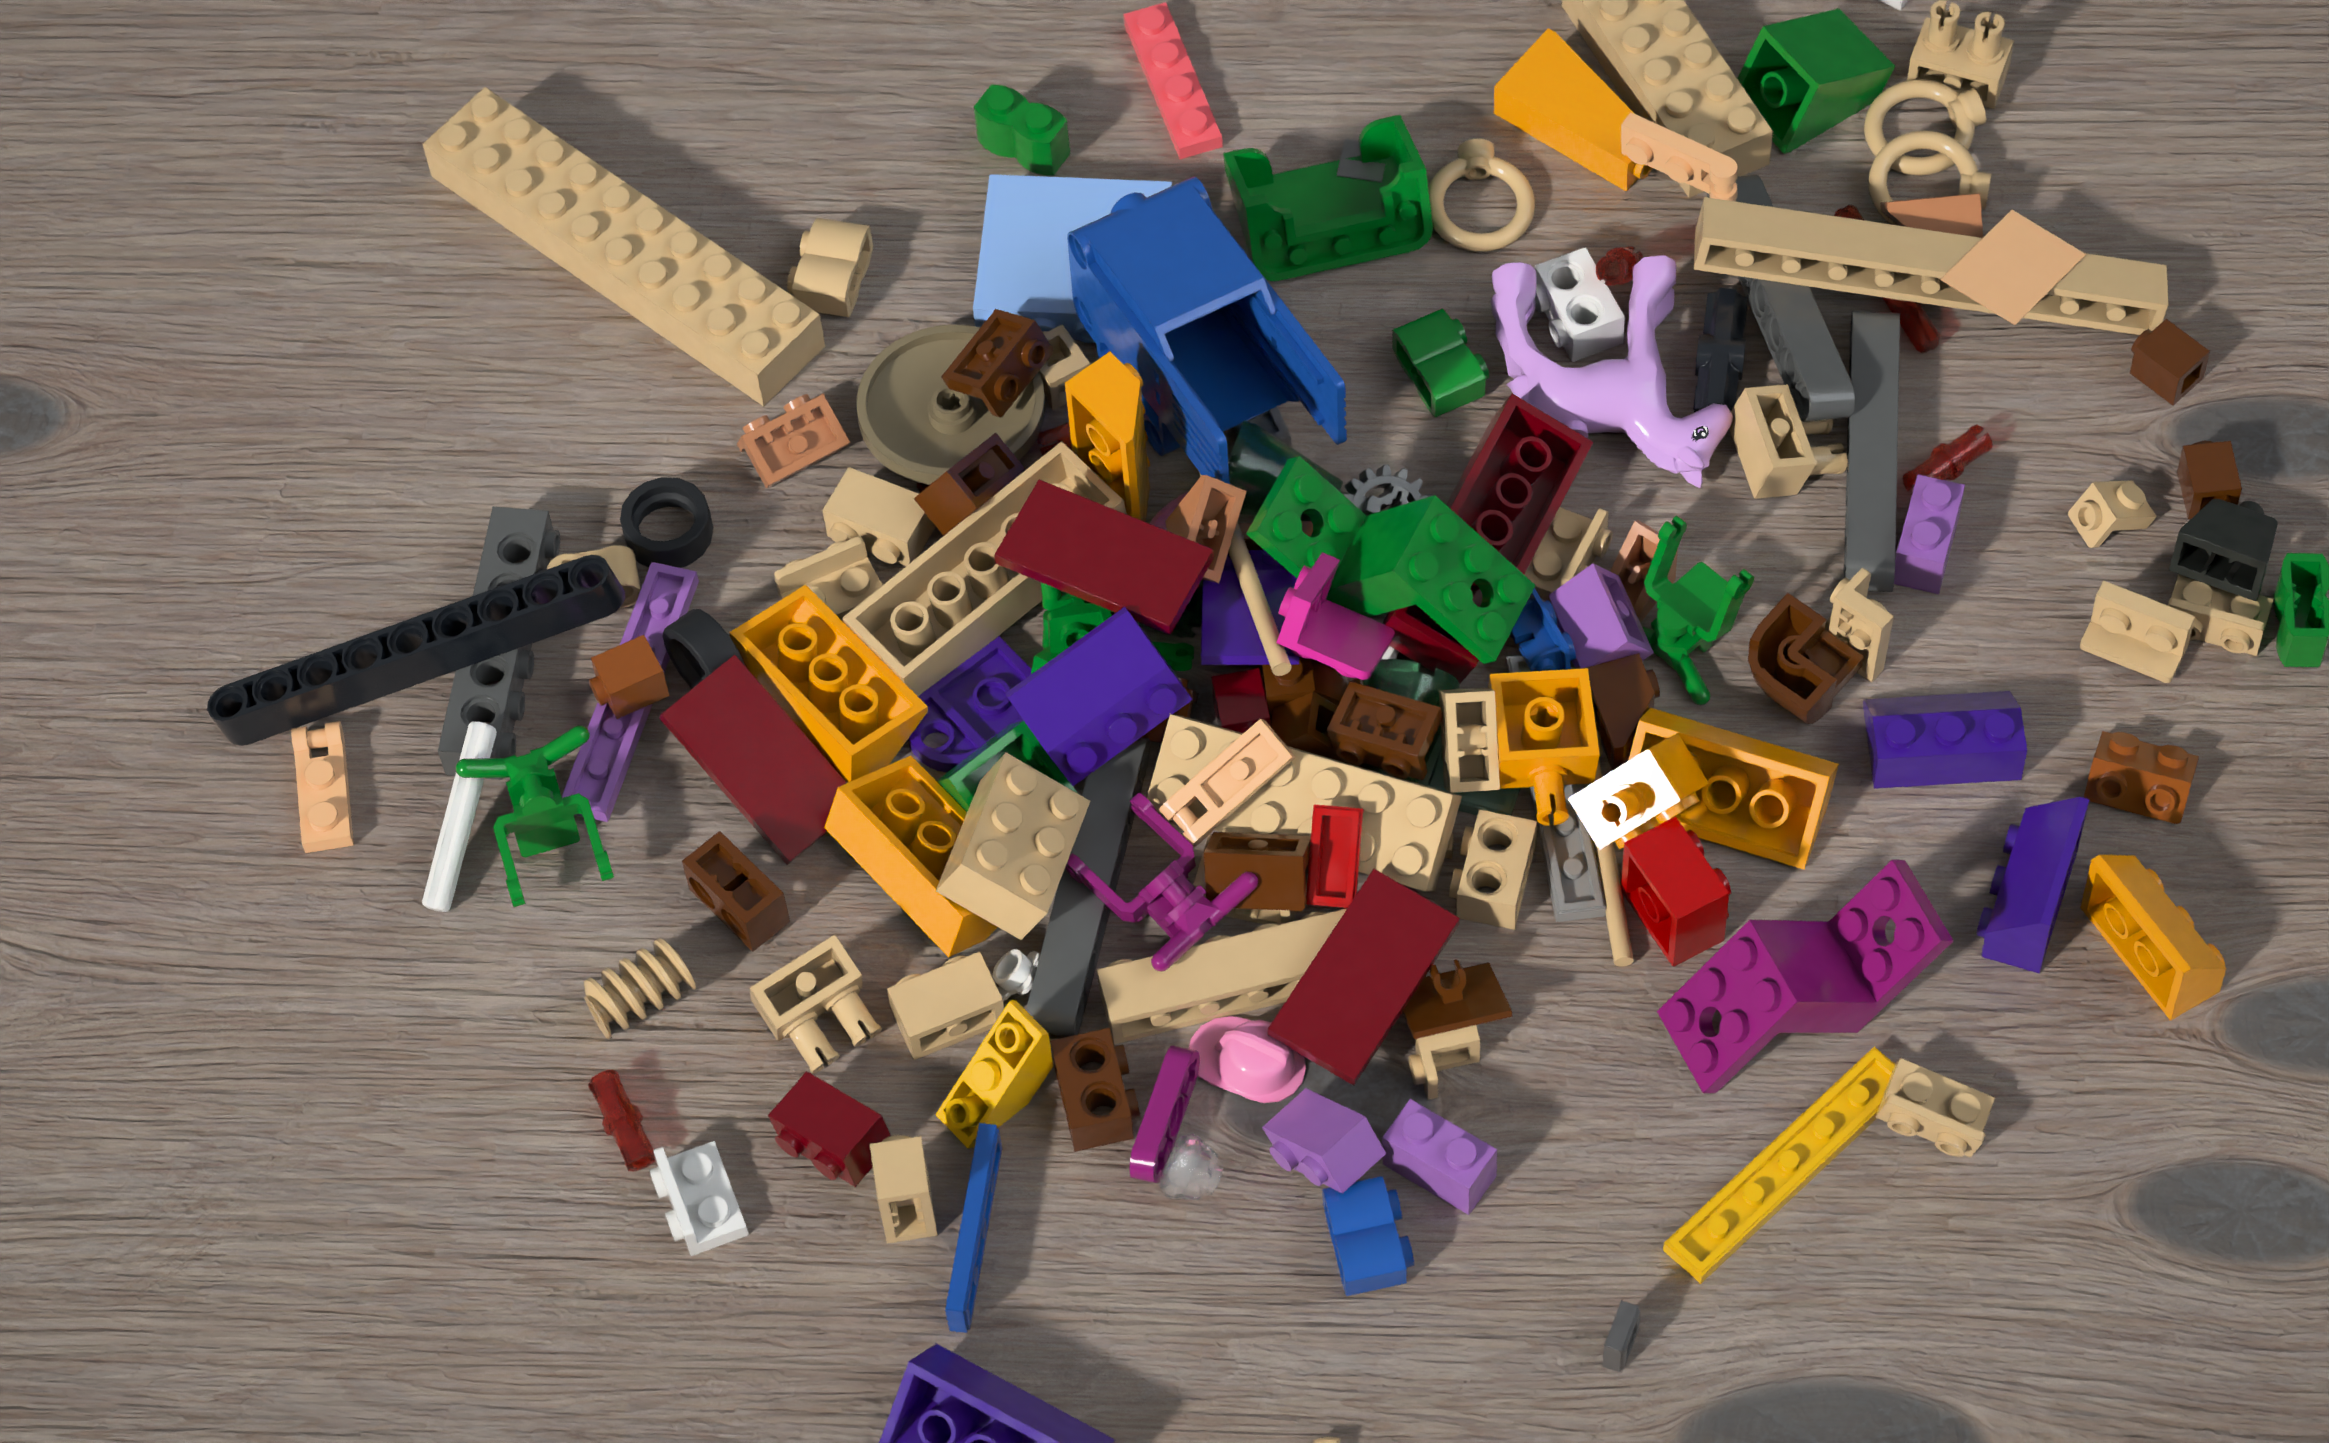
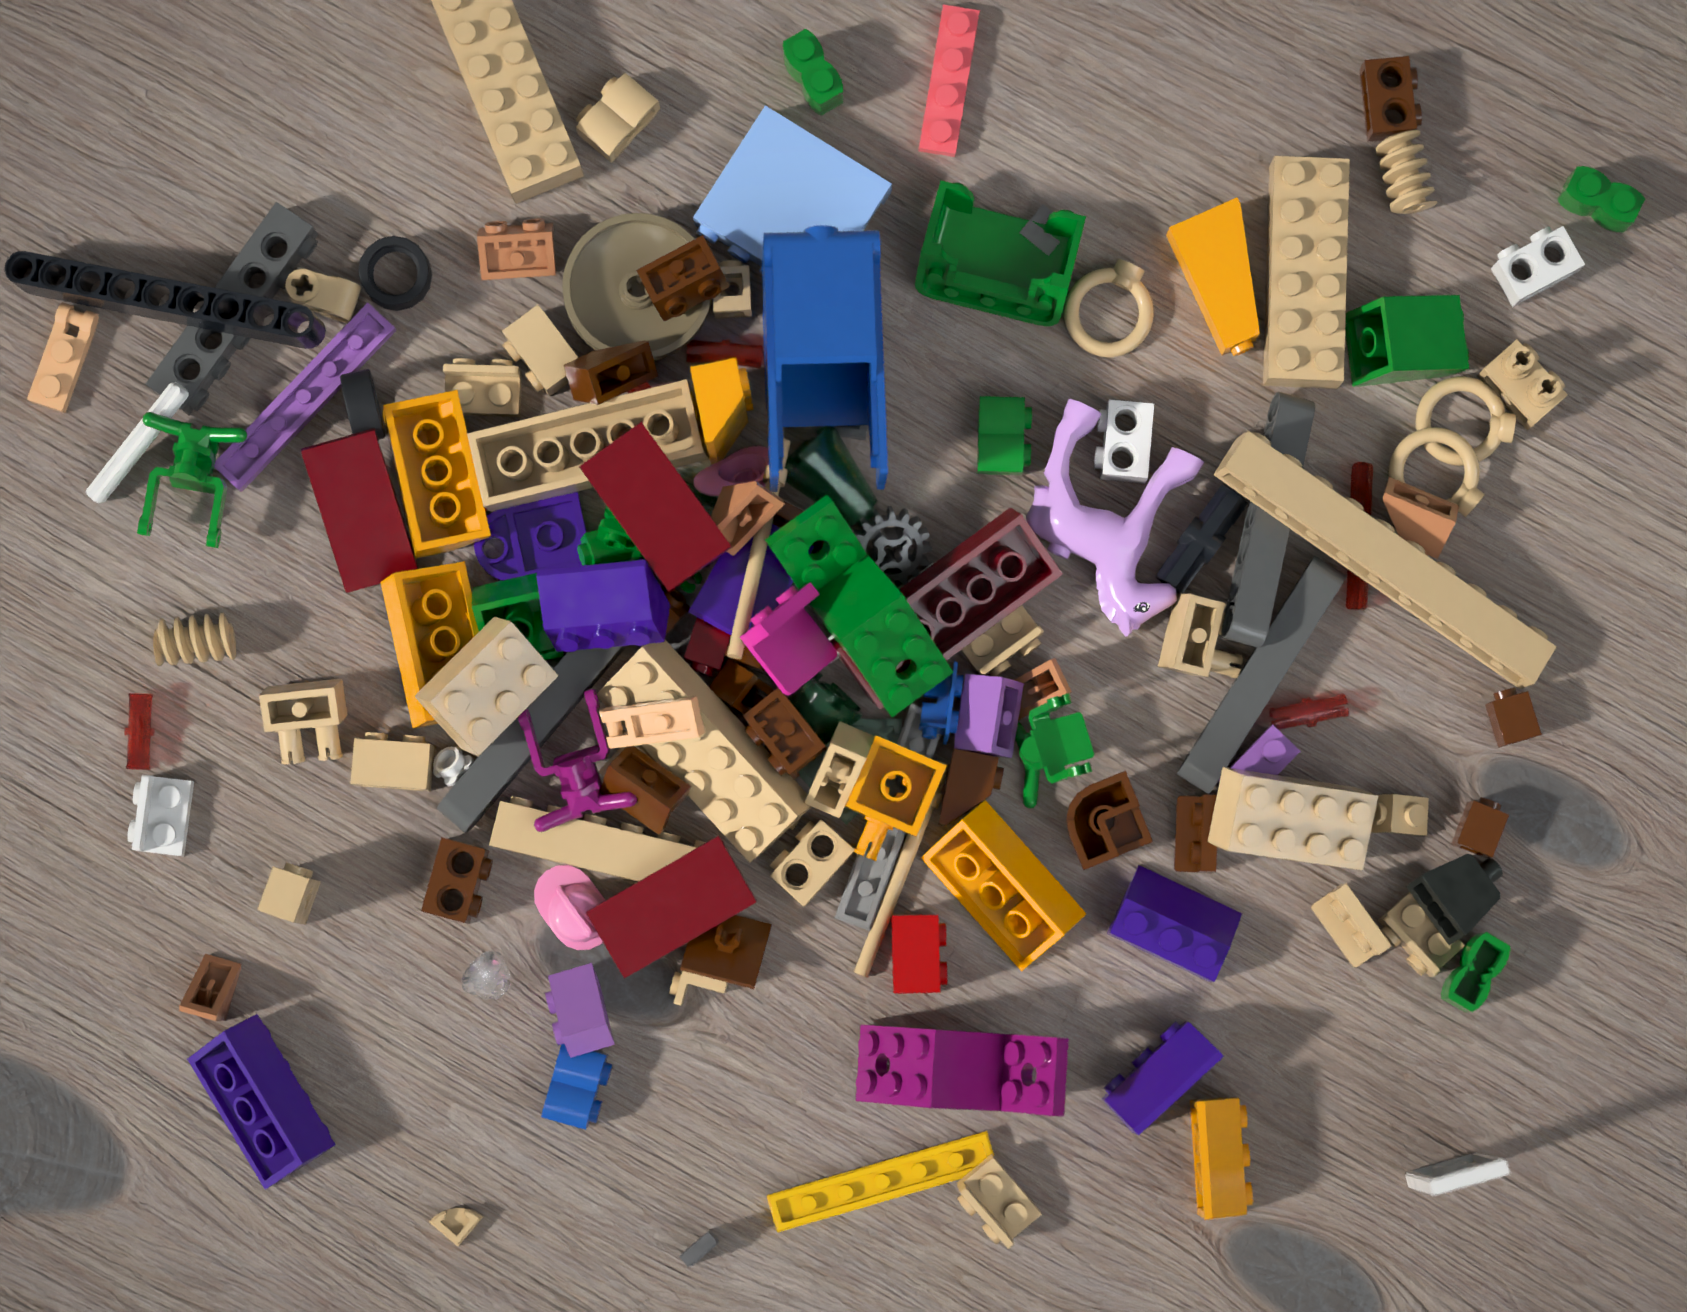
camera: 25 degrees right, 25 degrees up
(628, 677) = (300, 397): dark orange brick -> none
(736, 891) = (293, 604): reddish brown brick -> none
(828, 1129) = (266, 819): dark red brick -> none
(866, 1356) = (211, 988): none -> nougat slope
(974, 1228) = (326, 940): blue tile -> none
(999, 1076) = (392, 843): yellow slope -> none
(1164, 1113) = (493, 924): magenta beam -> none
(1334, 855) = (698, 810): red tile -> none
(1439, 1156) = (653, 1057): medium lavender brick -> none
(1618, 265) = (1169, 432): clear red pin -> none
(1640, 793) = (929, 875): brick -> none
(1679, 157) = (1259, 375): light nougat plate -> none
(1861, 622) = (1161, 825): tan bracket -> none
(1918, 638) = (1192, 830): none -> reddish brown bracket
(2001, 545) = (1292, 818): none -> tan brick
(2013, 267) = (1440, 598): light nougat sticker -> none
(2141, 777) = (1289, 1029): dark orange bracket -> none

